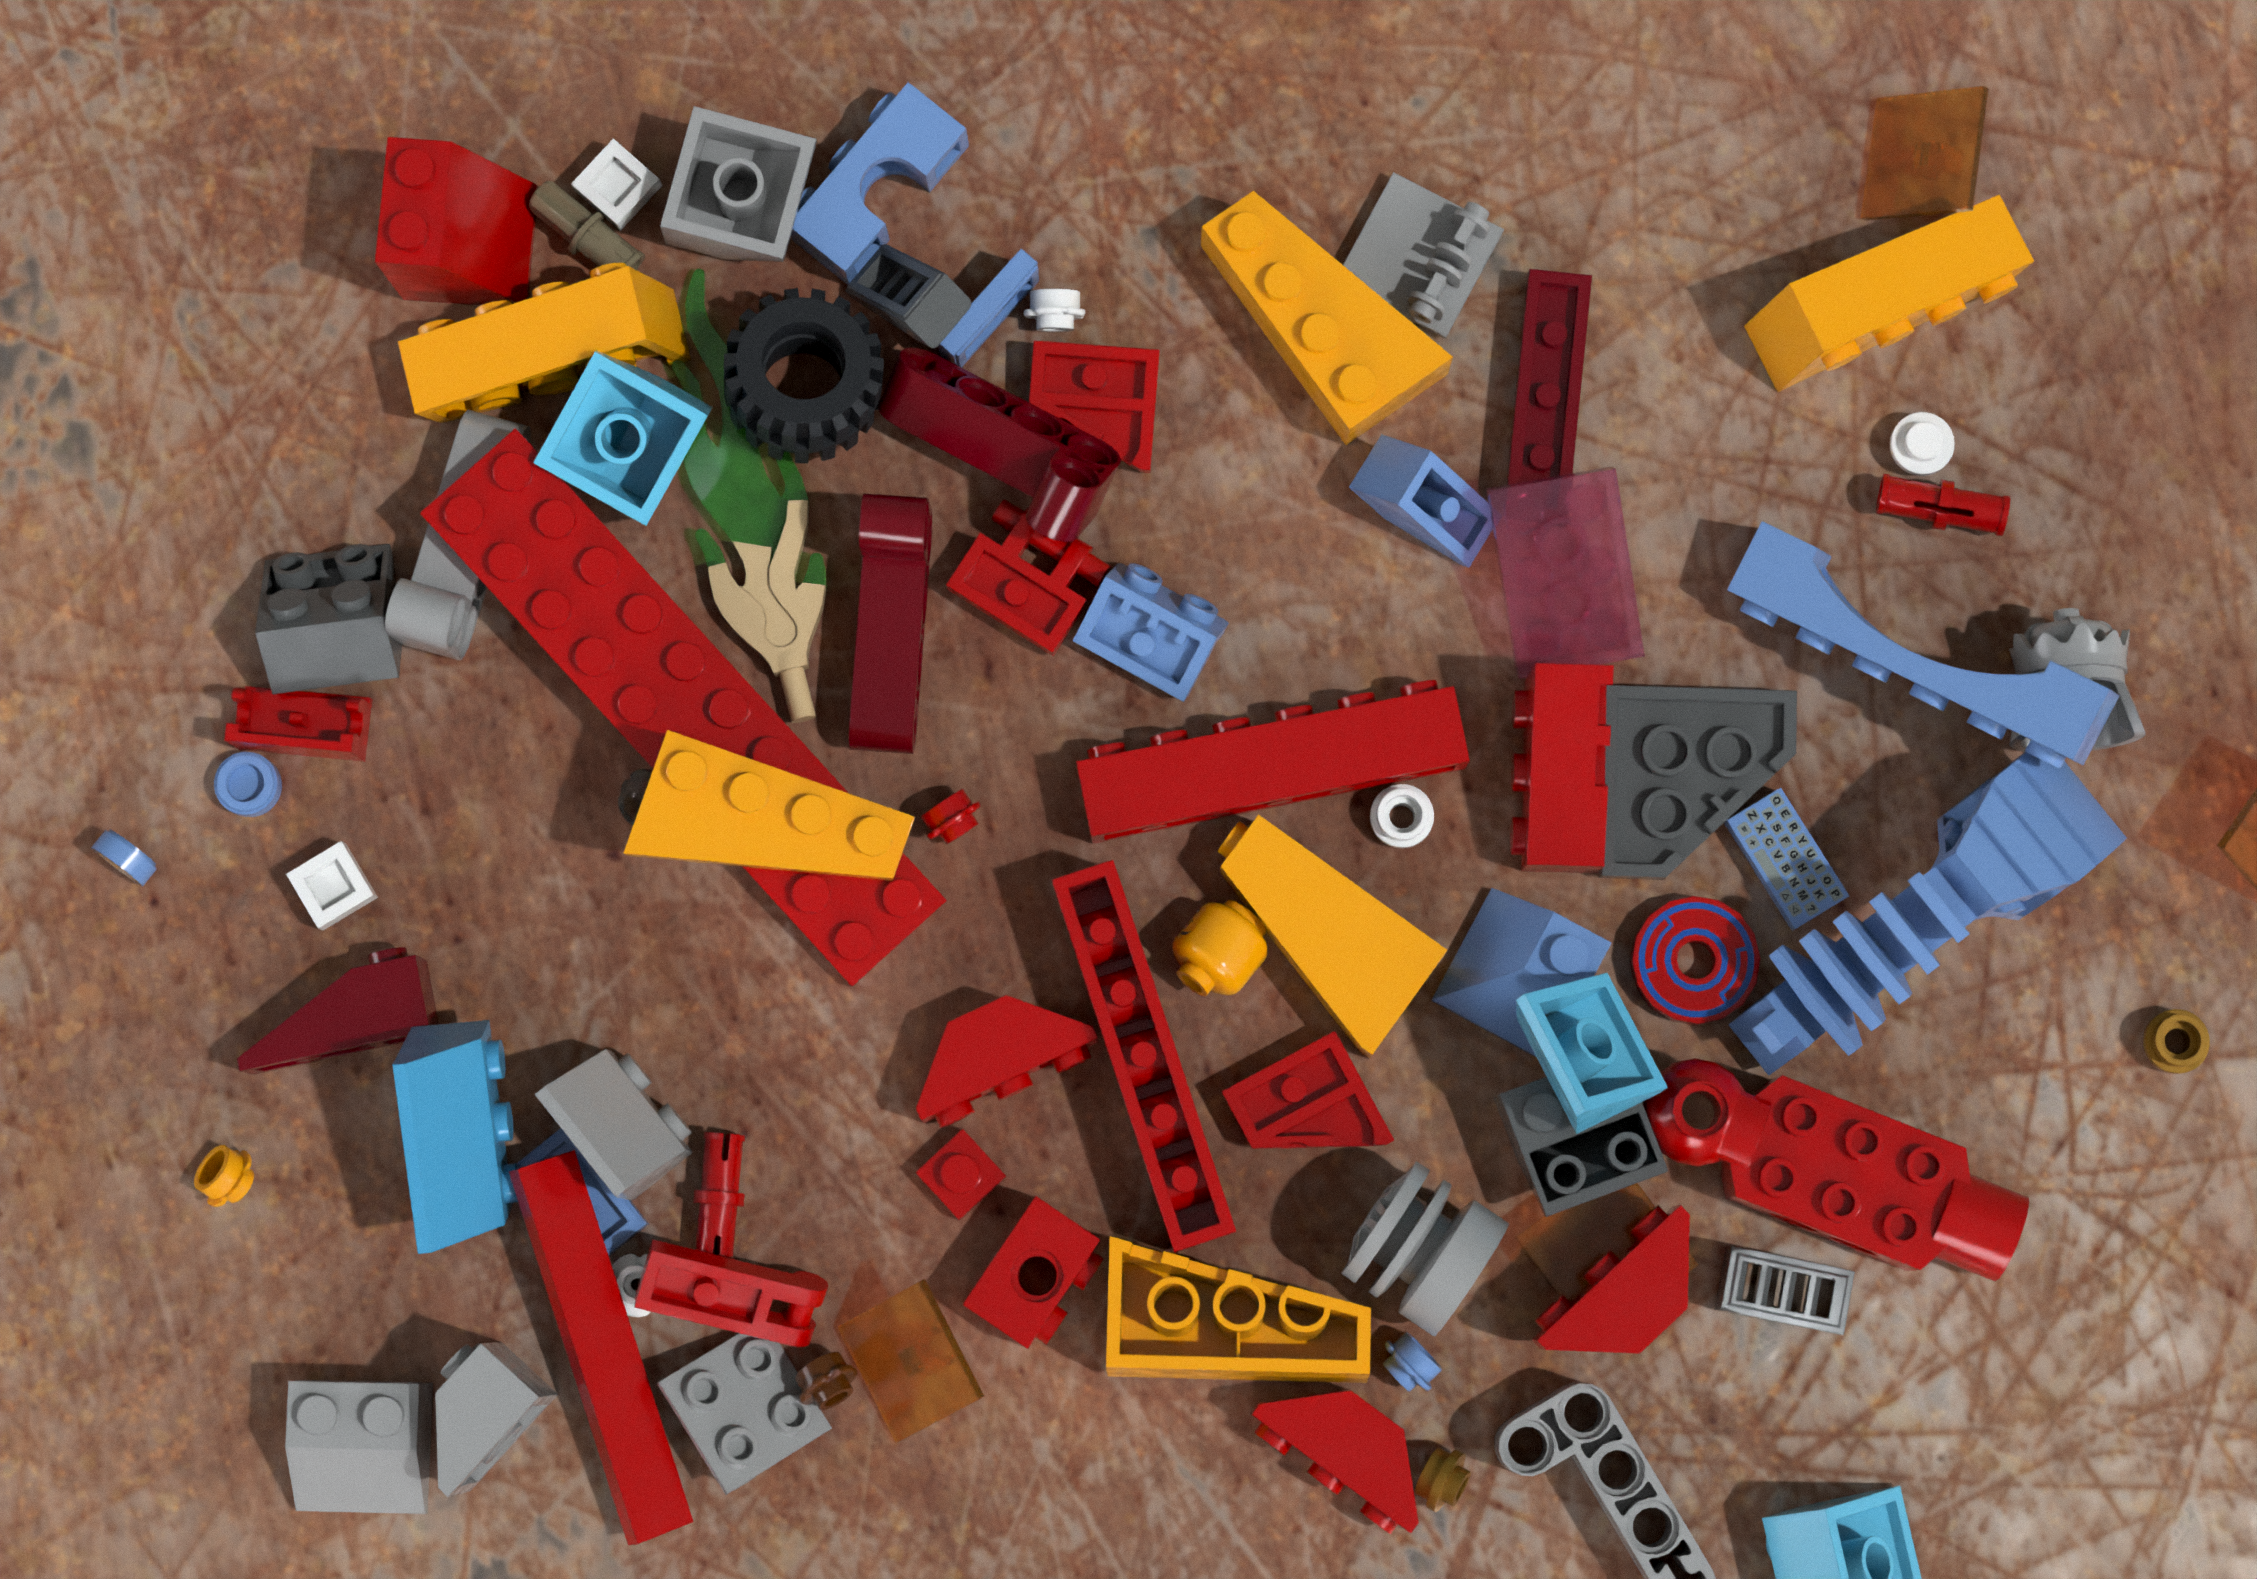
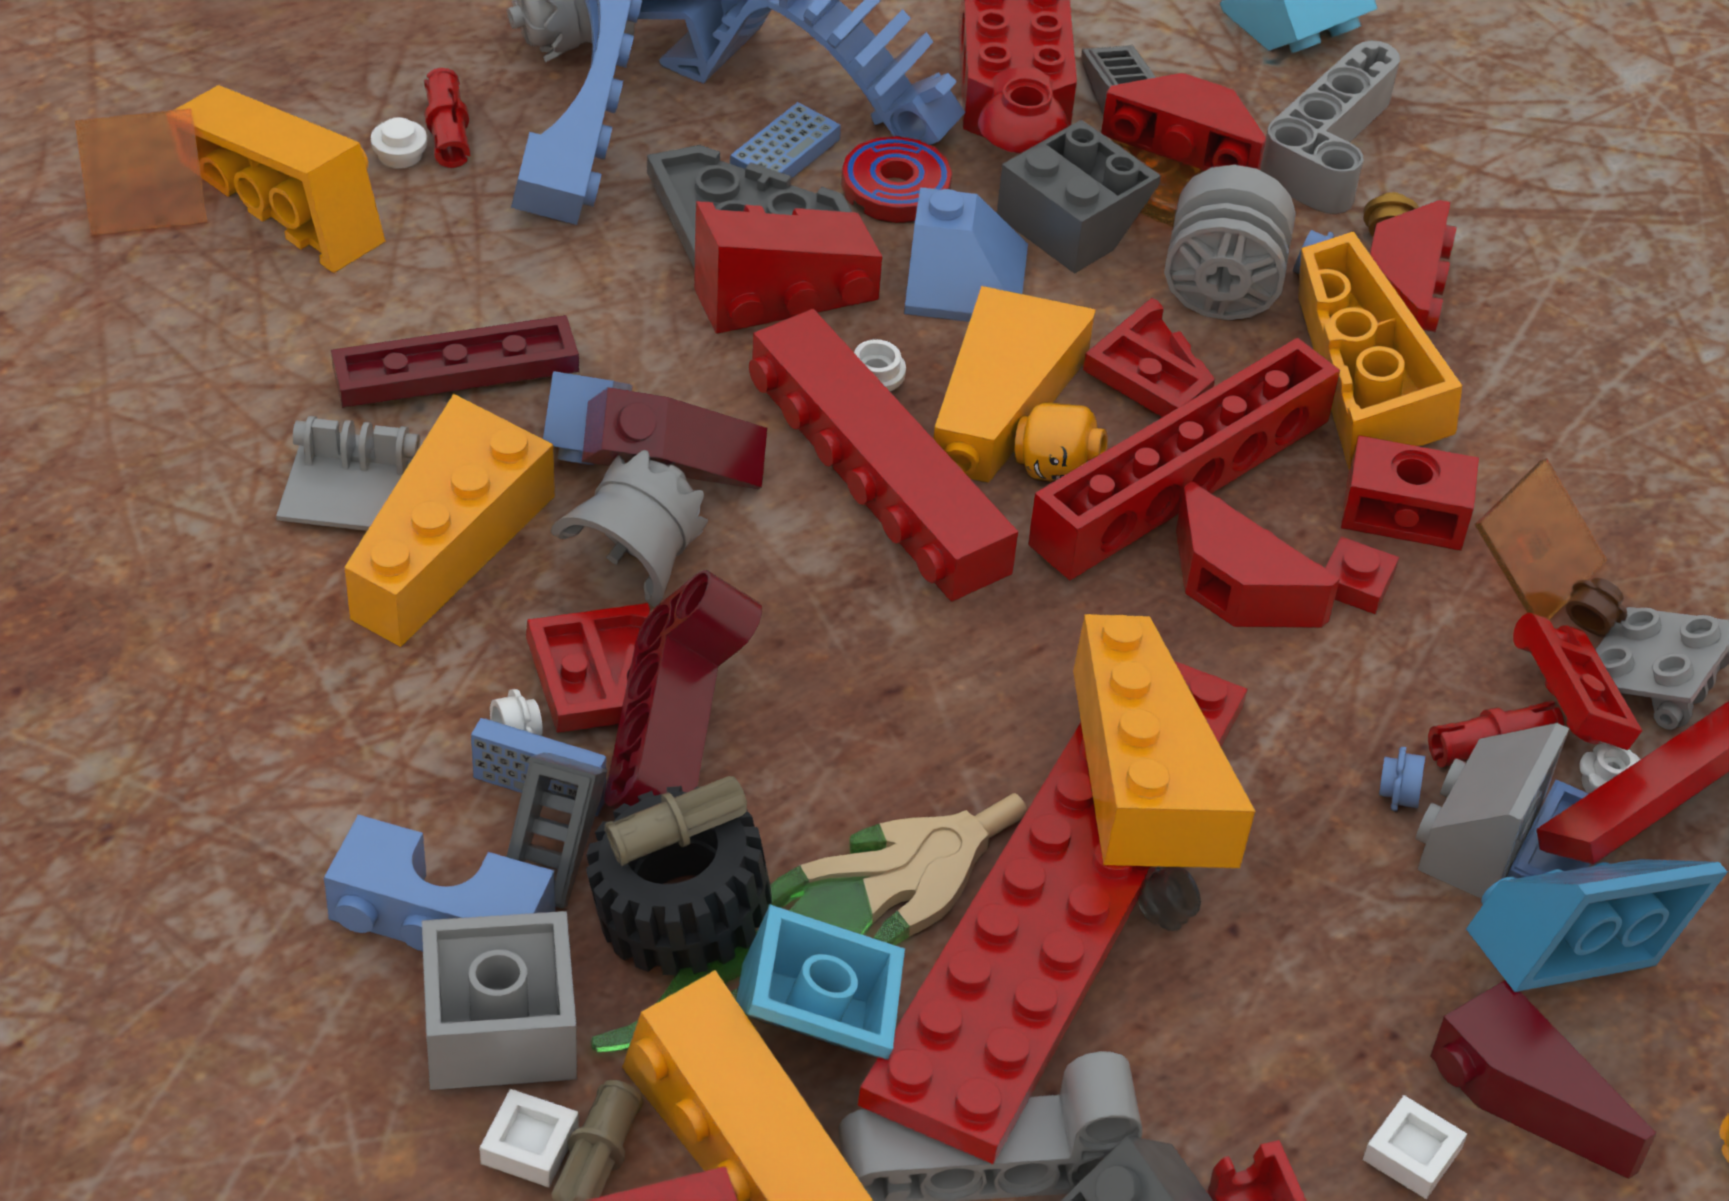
camera: 120 degrees left, 35 degrees down
(698, 1079) = (1402, 779): none -> medium blue plate
(817, 363) = (676, 819): none -> dark tan axle
(890, 622) = (886, 755): dark red beam -> none
(951, 817) = (1048, 663): red plate -> none
(1019, 593) = (812, 671): red plate -> none
(1151, 629) = (800, 562): medium blue bracket -> none
(1232, 479) = (644, 512): none -> light grey hat
(1322, 547) = (675, 433): none -> dark red slope
(1566, 570) = (613, 300): clear pink plate -> none
(1589, 1049) = (1028, 159): medium azure slope -> none

